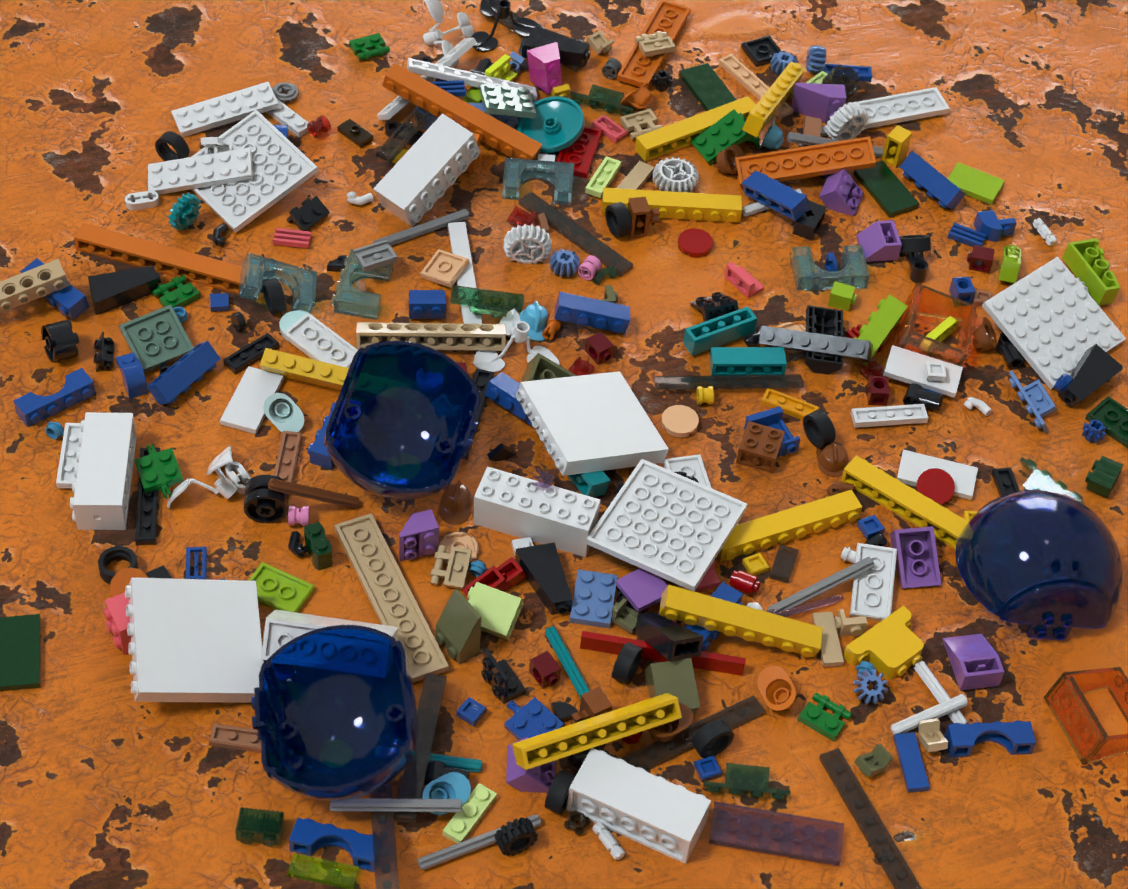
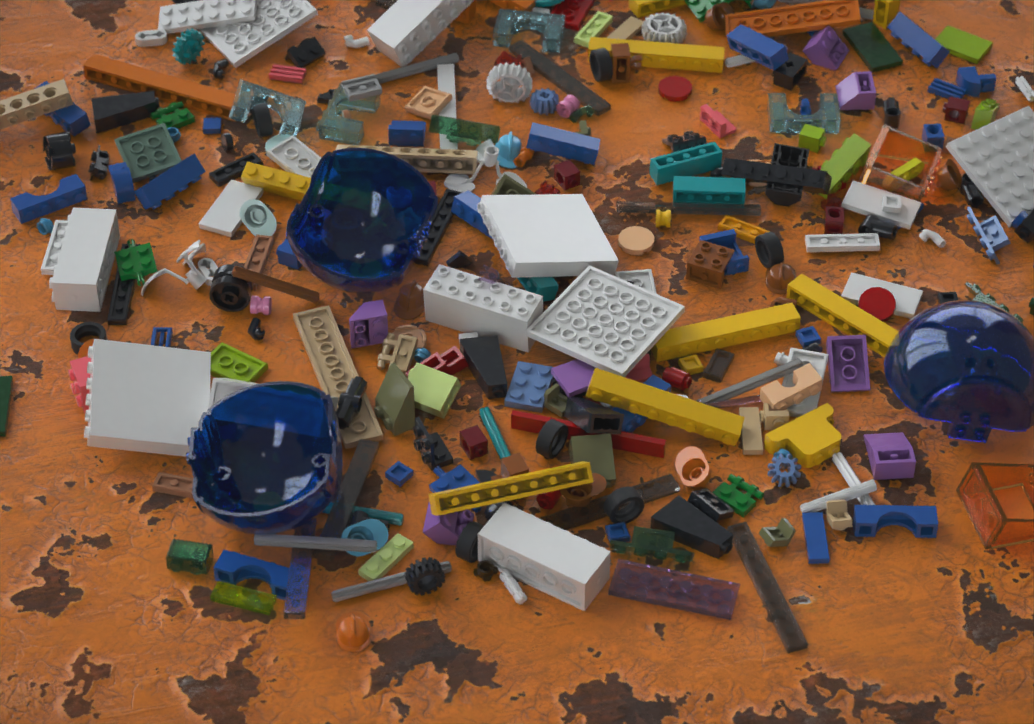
camera: 10 degrees right, 5 degrees down
(318, 546) = (275, 330): dark green brick -> none
(411, 628) = (350, 401): none -> black piece
(786, 759) = (693, 528): none -> black slope
(798, 734) = (710, 504): none -> black bracket
(880, 584) = (806, 383): none -> light nougat arch
(915, 243) = (890, 93): black tyre -> none

